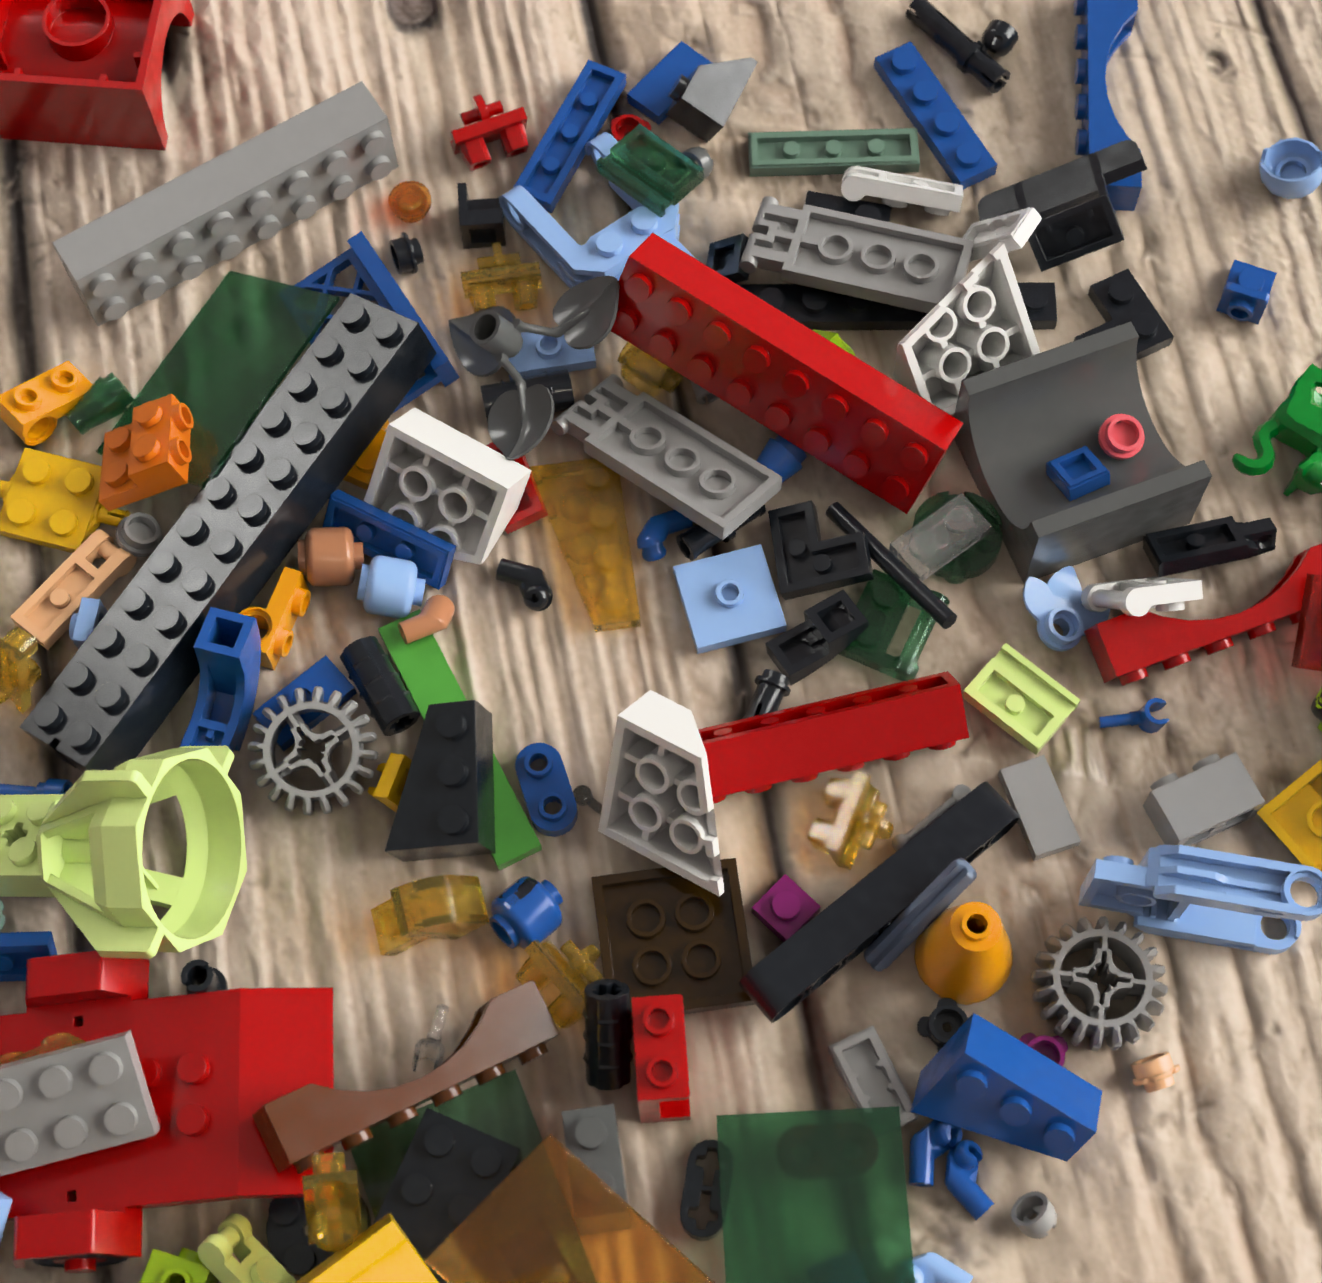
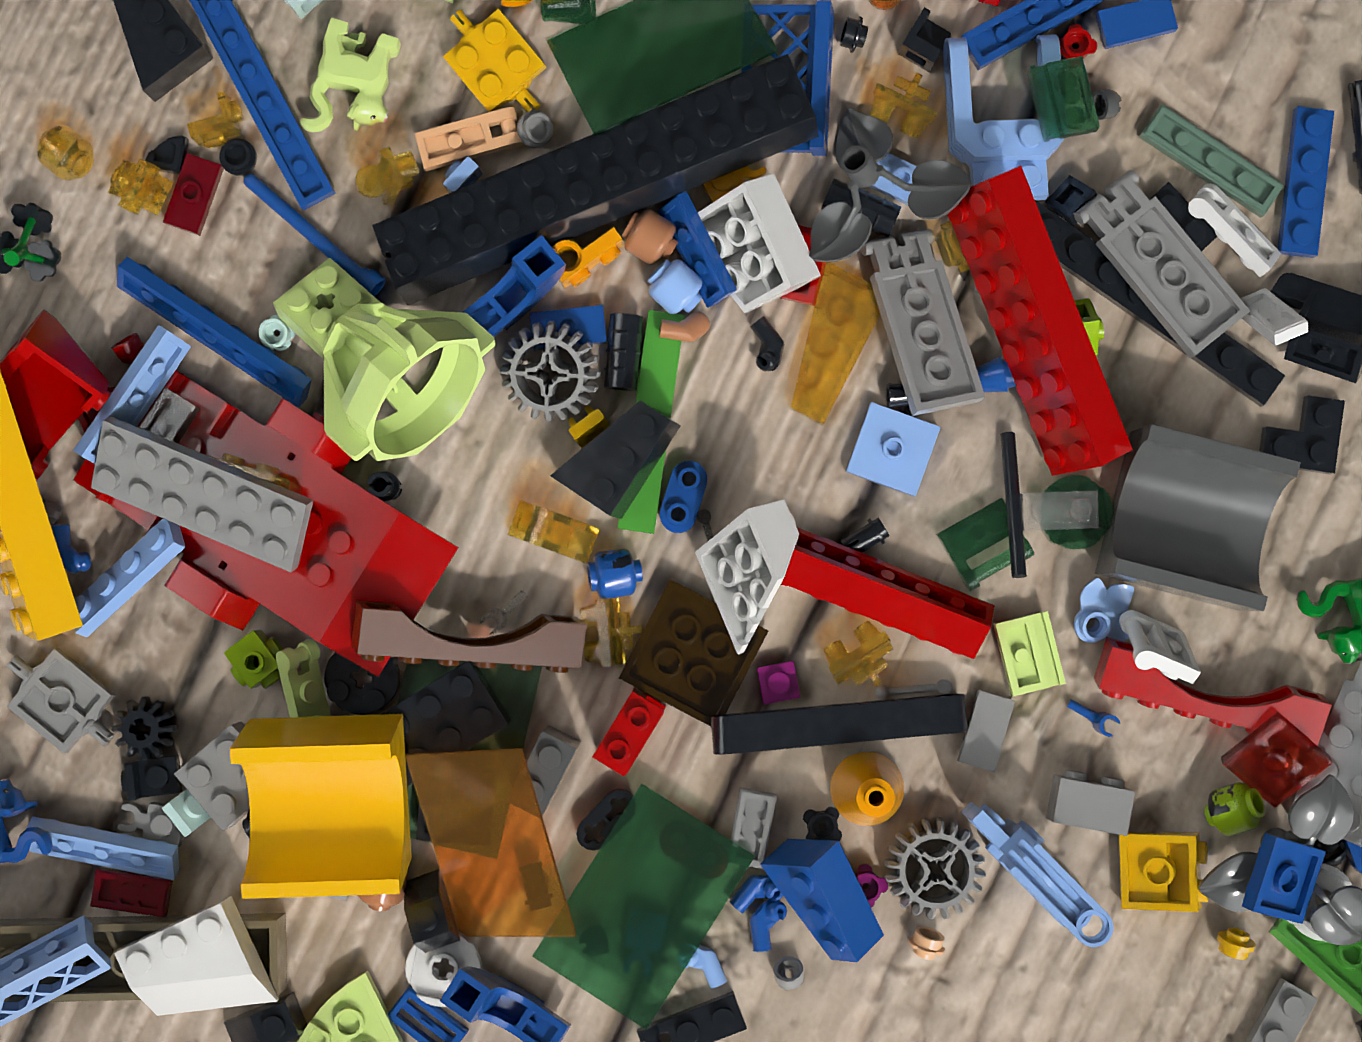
camera: 35 degrees right, 20 degrees up
(146, 454) = (574, 77): orange plate -> none
(332, 1203) = (368, 693): clear yellow hips -> none
(607, 1034) = (609, 689): black axle -> none
(656, 532) = (875, 370): blue arm -> none
(709, 95) = (1153, 58): slope -> none
(808, 563) = (960, 462): black plate -> none
(824, 634) = (929, 520): black slope -> none
(920, 914) = (856, 753): sand blue axle -> none
(967, 333) = (1184, 391): white wedge -> none
(1078, 473) = (1184, 533): blue tile -> none
(1121, 436) = (1234, 528): coral plate -> none
(1208, 544) = (1234, 637): black hinge -> none

